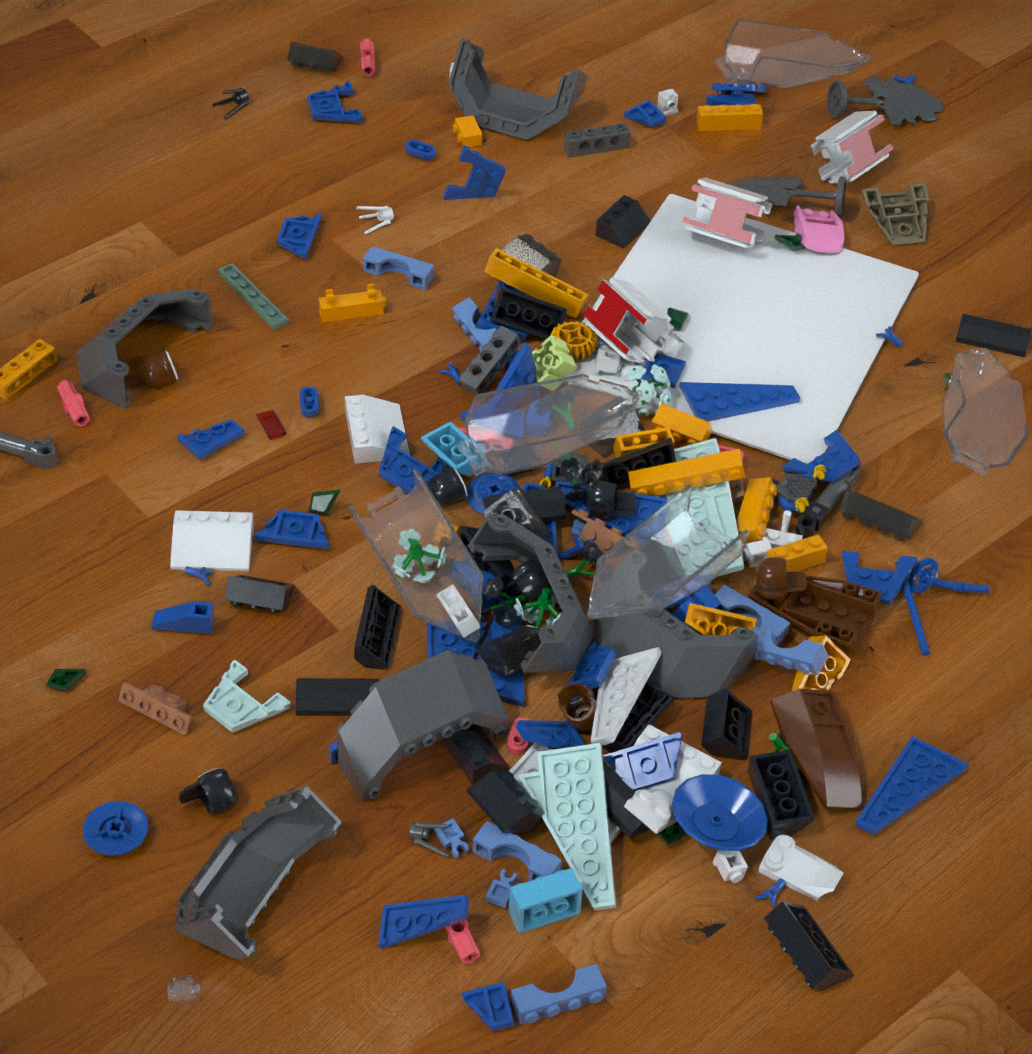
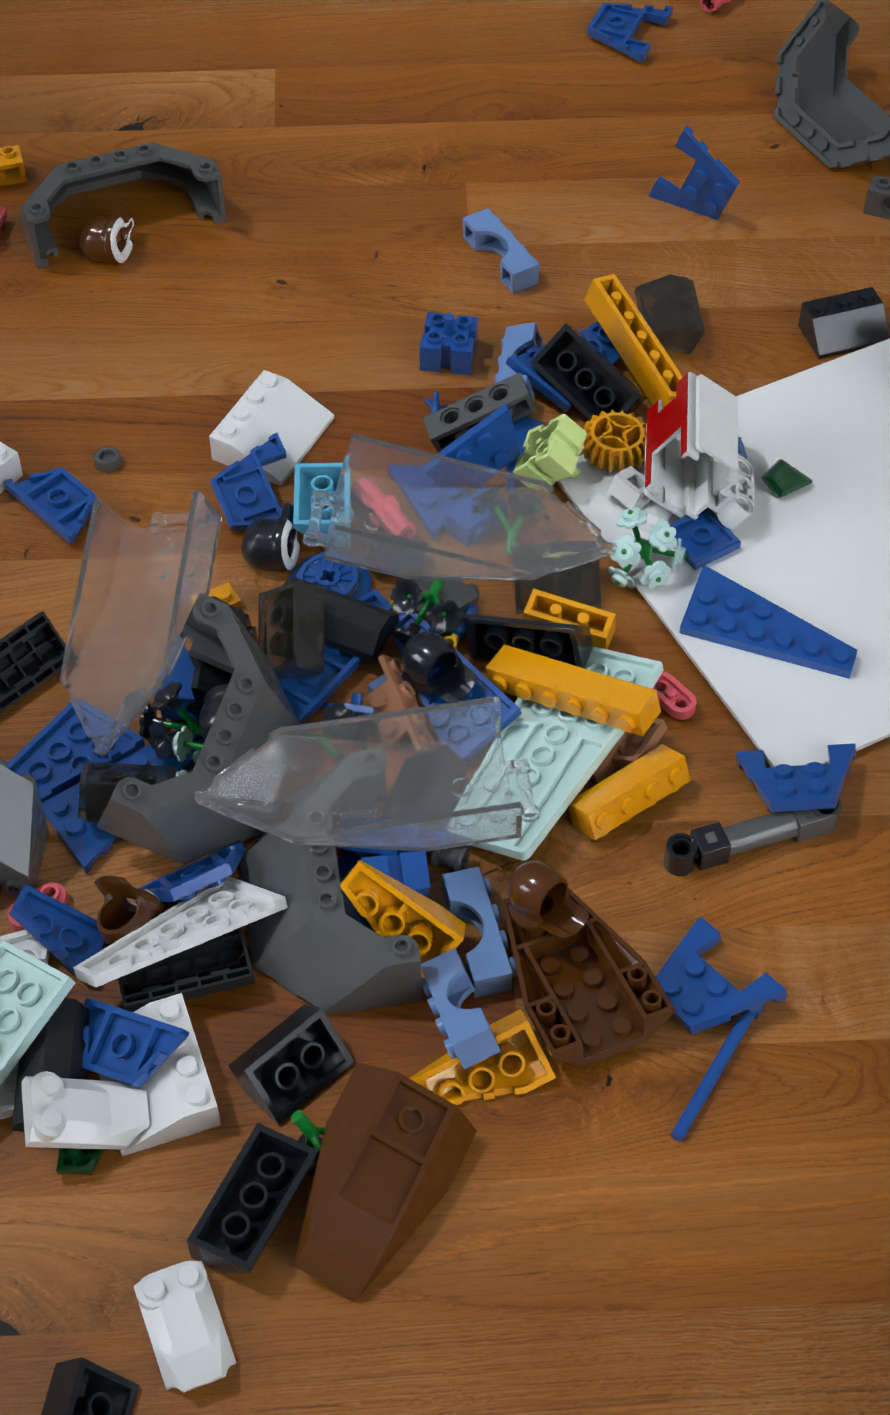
camera: 40 degrees right, 5 degrees up
(210, 440) = (80, 347): blue wing -> none
(253, 296) = (304, 208): sand green tile -> none
(271, 424) = (164, 364): clear red tile -> none
(296, 493) = (107, 459): none -> dark grey tile
(298, 234) = (429, 158): blue wing -> none
(309, 401) = (232, 358): blue plate -> none
(323, 501) = (118, 483): piece -> none
(351, 305) = (397, 268): light orange brick -> none
(384, 215) = (551, 178): white plant -> none
(420, 149) = (675, 120): blue plate -> none
(425, 555) = (127, 606): light aqua plant -> none
(426, 333) = (448, 343): none -> blue brick
(458, 611) = (105, 702): white slope -> none
(467, 131) = (757, 125): light orange brick -> none
(682, 425) = (646, 624): light orange brick -> none
(720, 812) = (142, 1144): blue dish -> none
(730, 865) = (96, 1244): white brick -> none
(756, 552) = (577, 851): white brick -> none
(772, 892) = (118, 1333): blue bar -> none
(782, 537) = (638, 854): white plate -> none
(798, 490) = (717, 796): torso -> none
(801, 553) = (624, 886): light orange brick -> none
(879, 514) = (807, 898): clear smoke slope -> none
(912, 778) = (467, 1307): blue wing -> none
(929, 579) = (781, 1031): blue dish -> none

